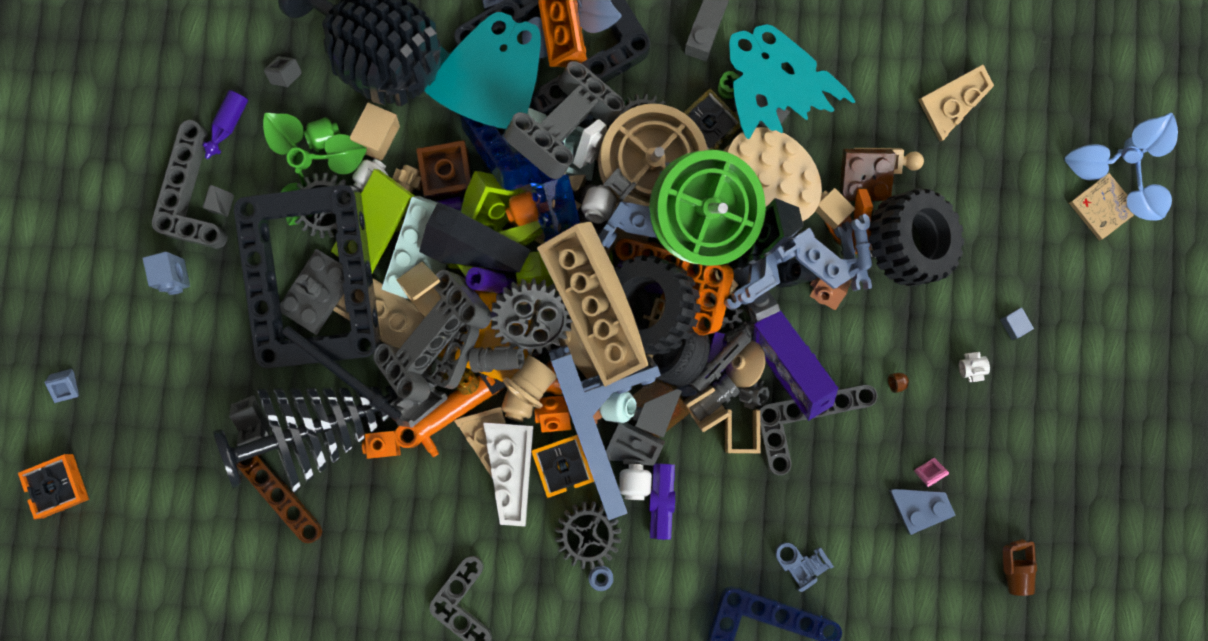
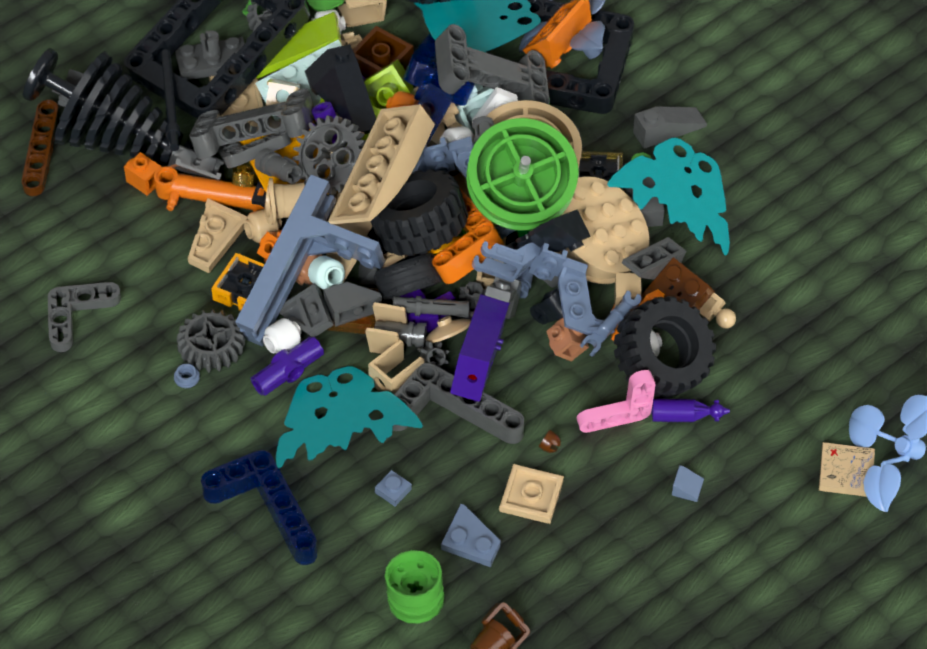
camera: 40 degrees right, 30 degrees down
(510, 462) = (208, 252): white wing -> none
(750, 503) = (344, 415): none -> teal piece
(803, 570) = (340, 497): sand blue piece -> none
(831, 522) = (393, 488): none -> sand blue plate
(832, 166) = (653, 259): none -> dark grey slope
(924, 433) = (531, 493): none -> tan tile
(931, 472) = (504, 521): bright pink slope -> none
(934, 296) = (635, 408): none -> bright pink beam
(951, 598) = (414, 586): none -> bright green wheel
(954, 100) = (804, 309): tan wing -> none
(965, 266) = (685, 410): none -> dark purple wheel
(974, 367) = (618, 478): white gear -> none

